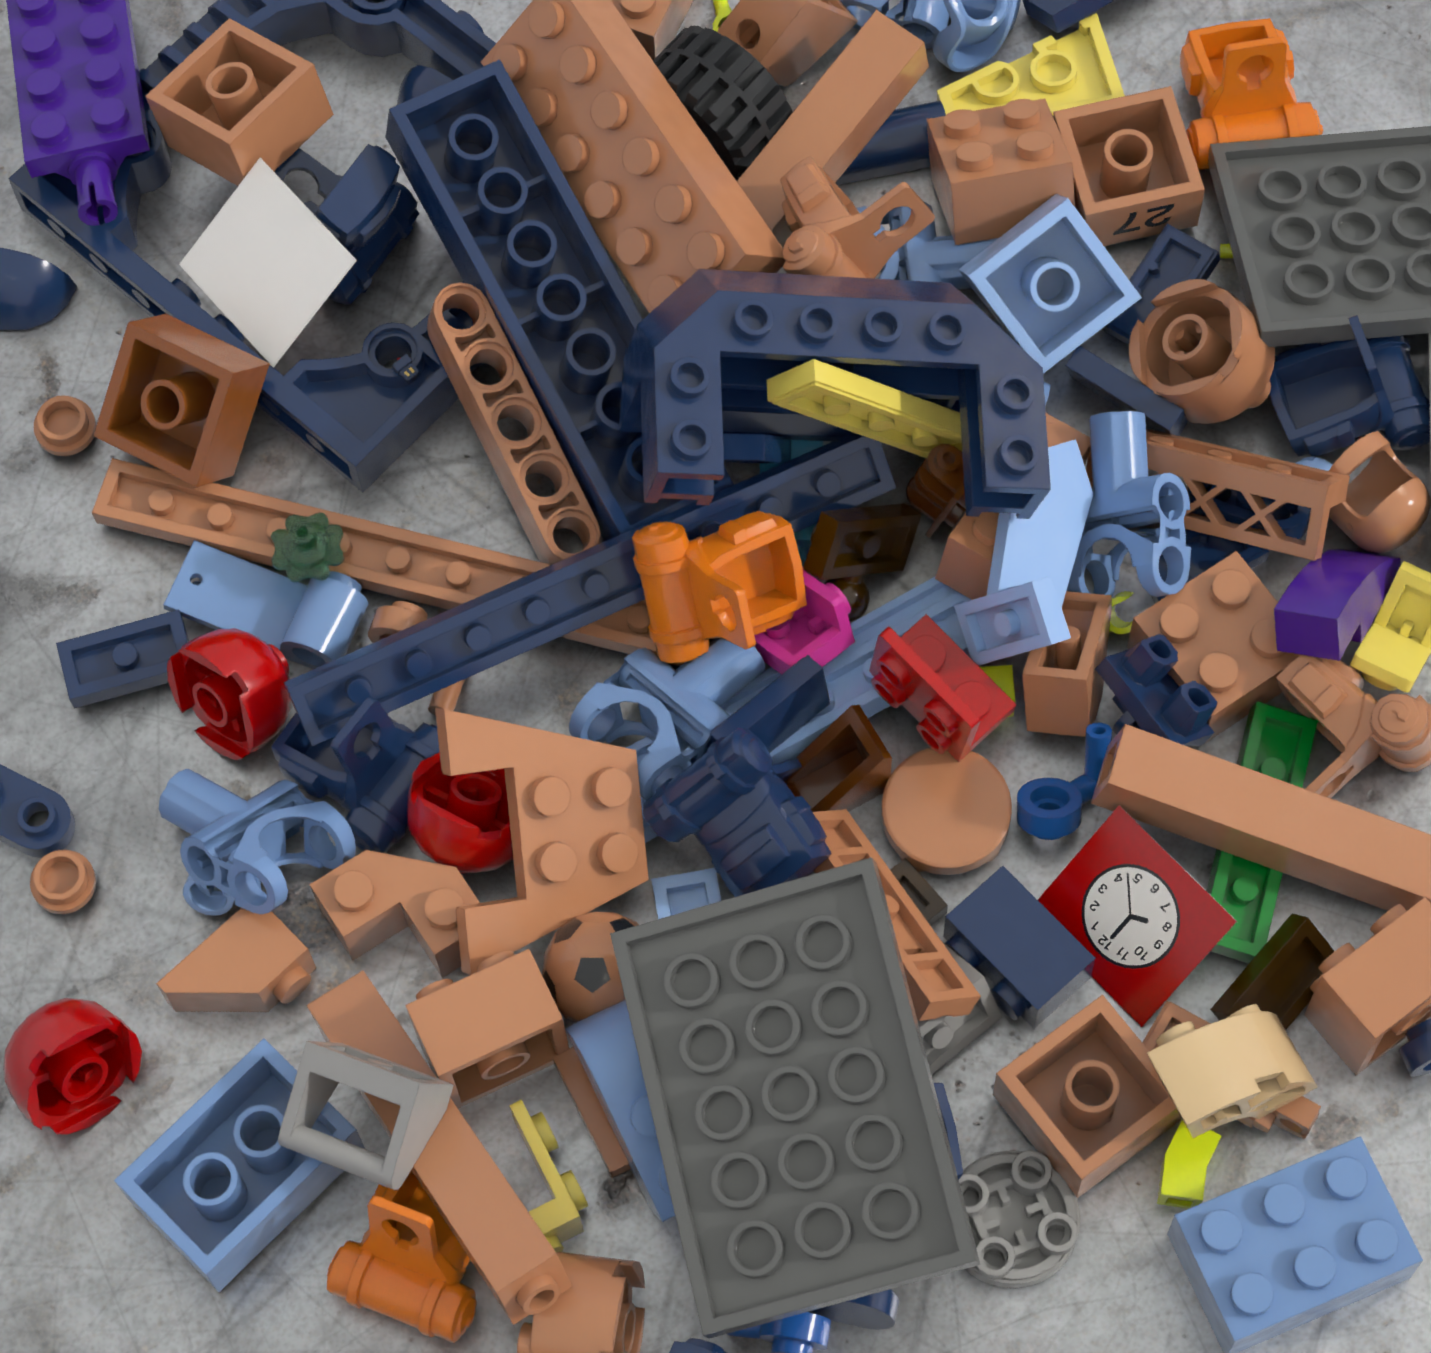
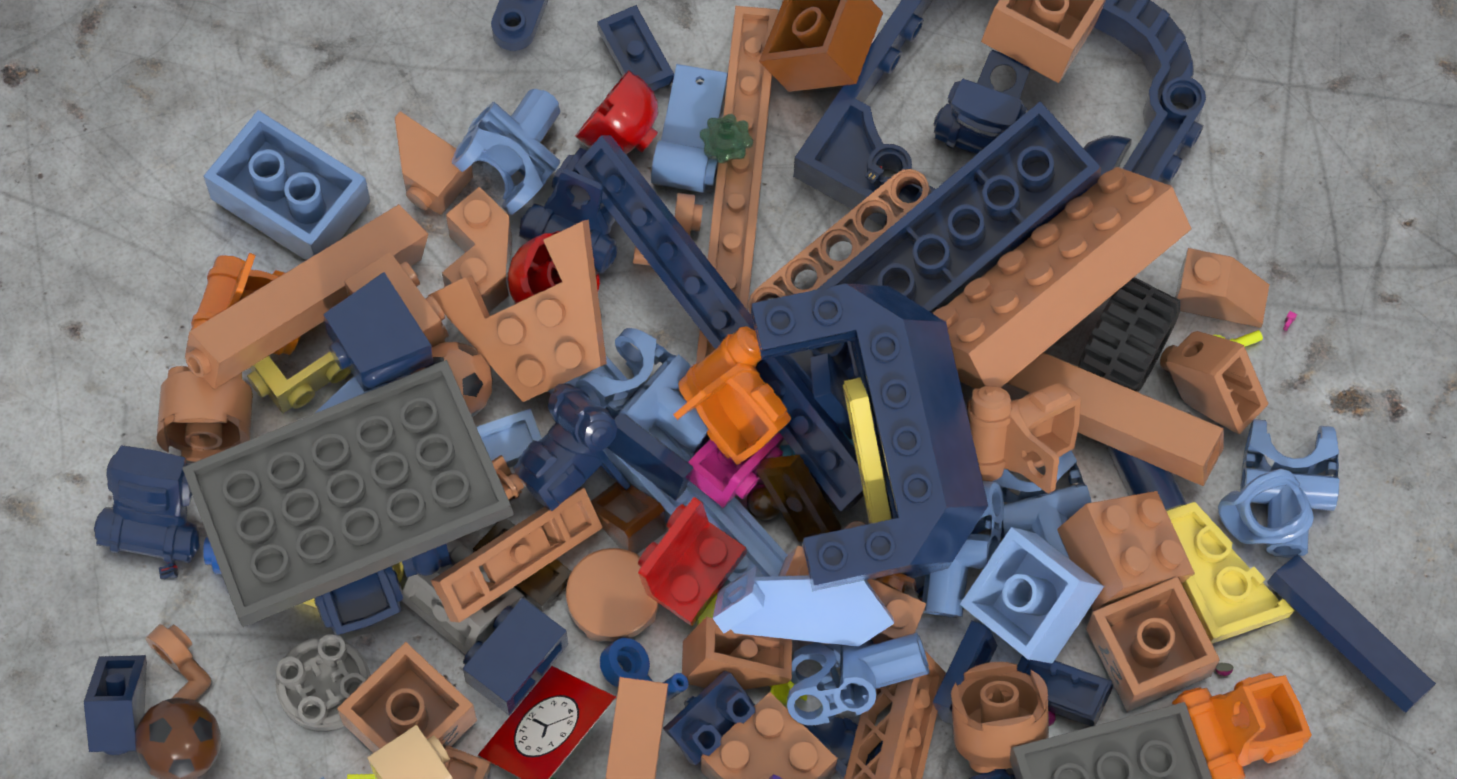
camera: 75 degrees right, 0 degrees up
(63, 881) = (473, 48): nougat plate -> none
(69, 1063) = (341, 74): red cylinder -> none
(267, 262) = (929, 63): white sticker -> none
(327, 1064) = (332, 247): light grey tile -> none
(548, 1029) = (376, 335): none -> dark blue torso

